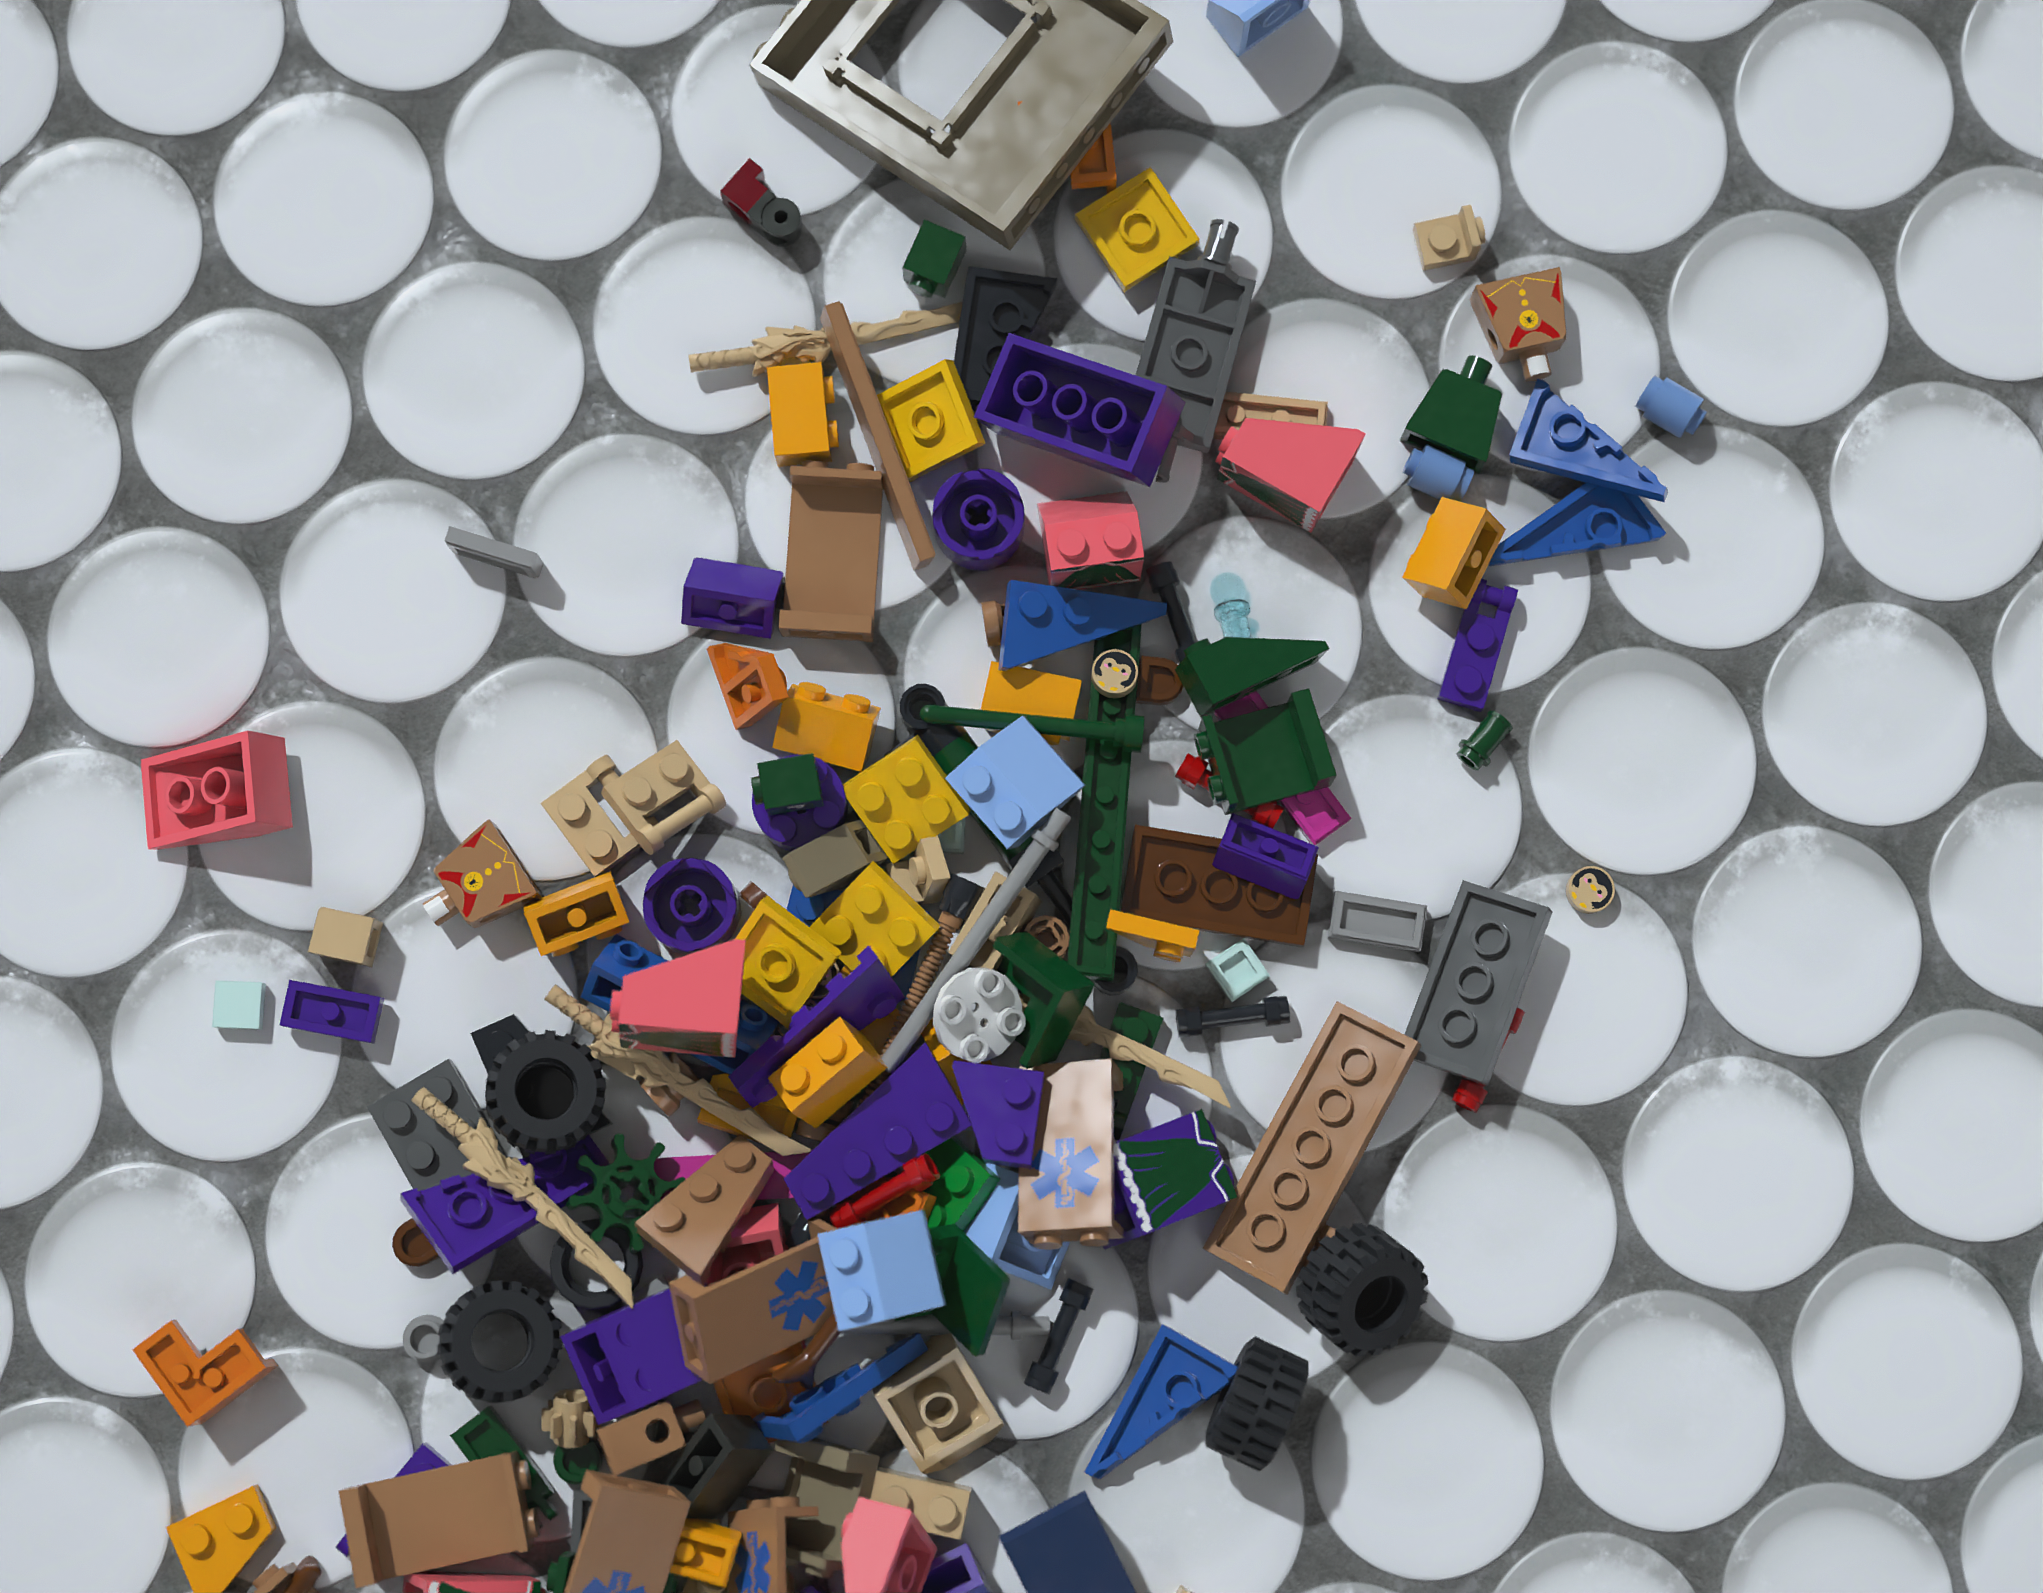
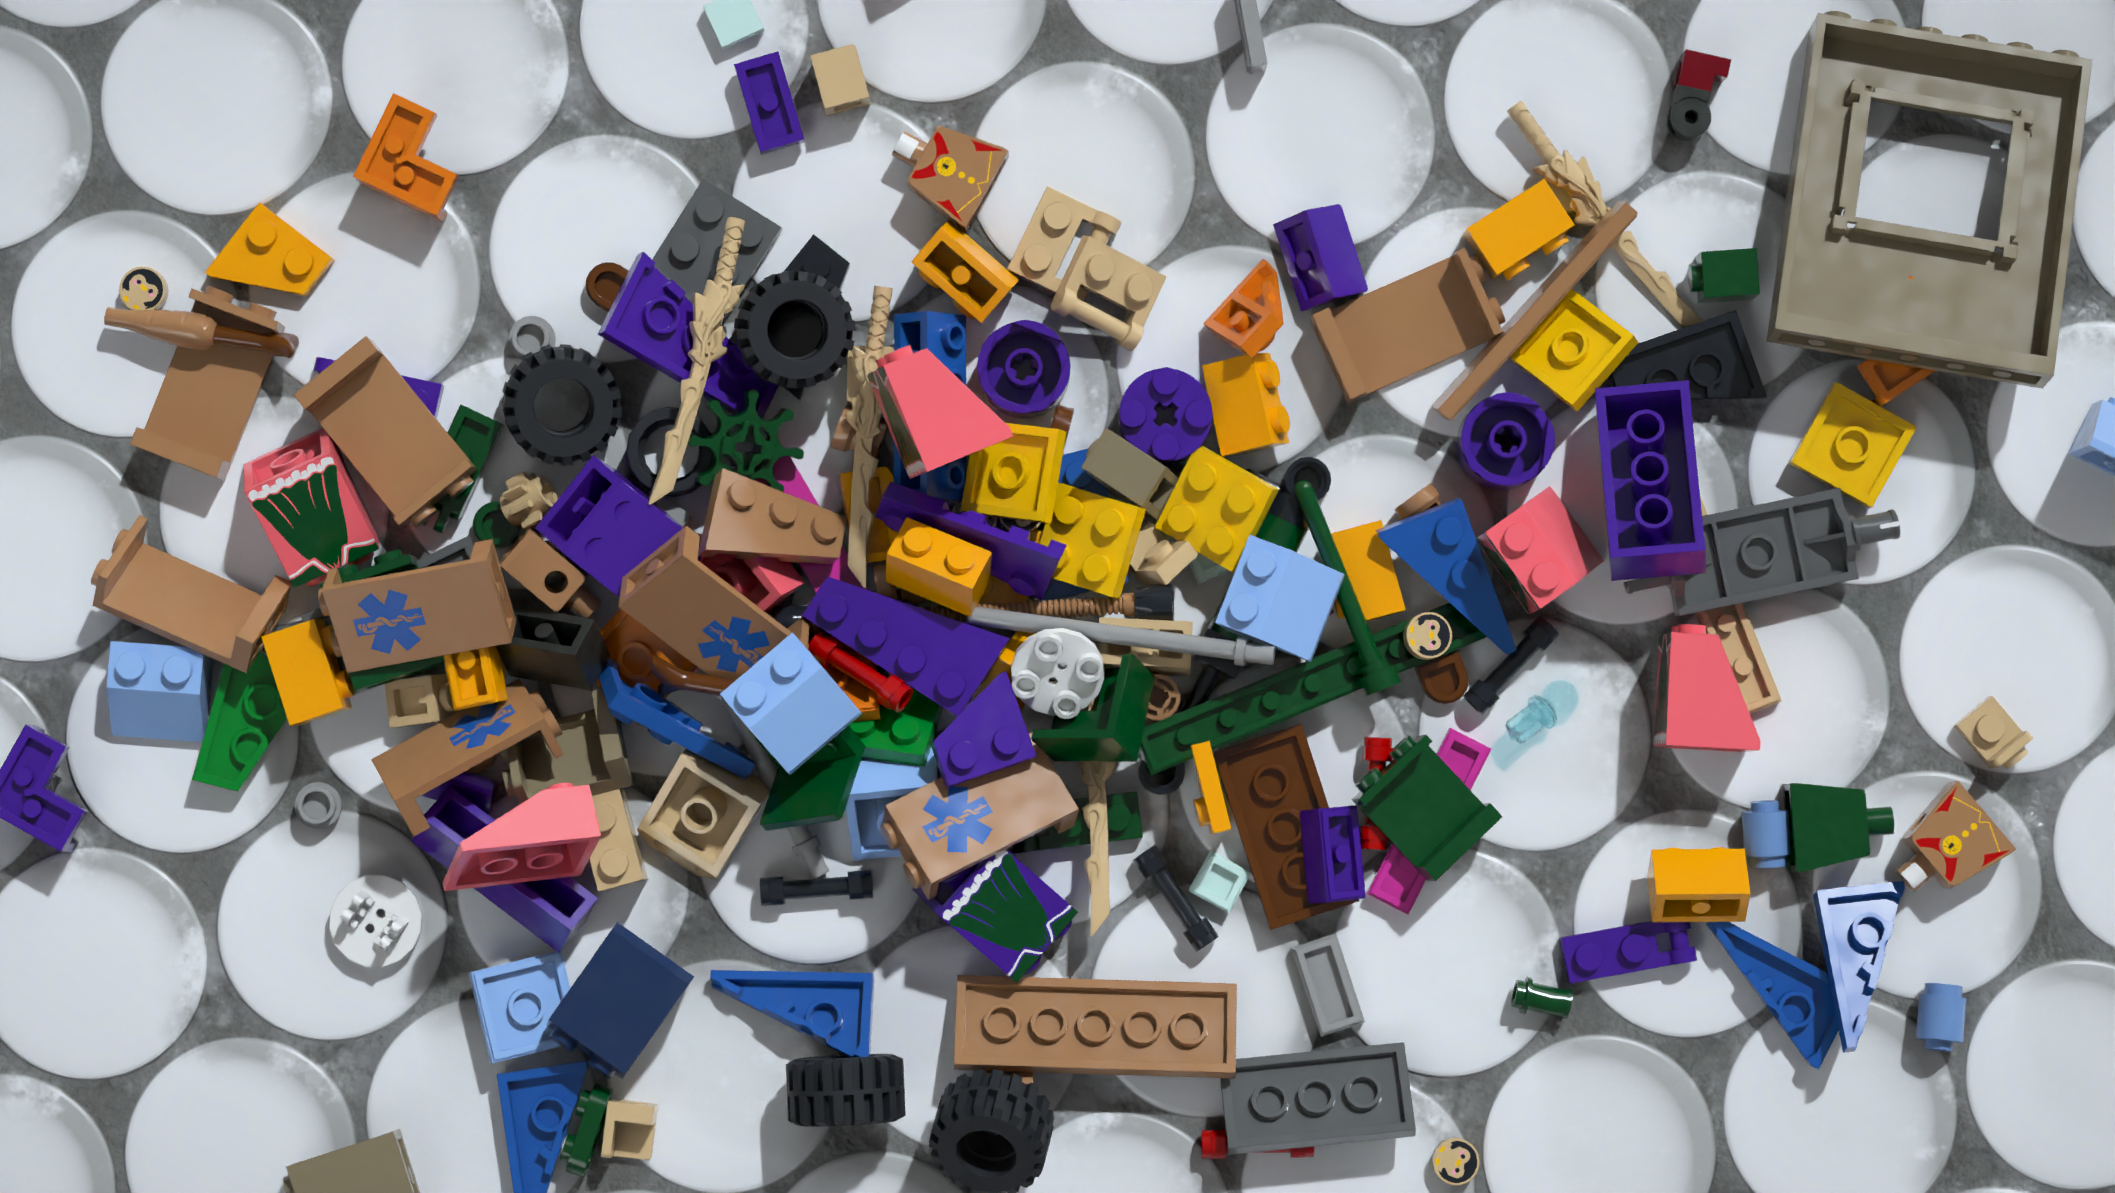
camera: 60 degrees right, 5 degrees up
(788, 784) = (1172, 399): dark green brick -> none
(1240, 666) = (1491, 744): dark green slope -> none

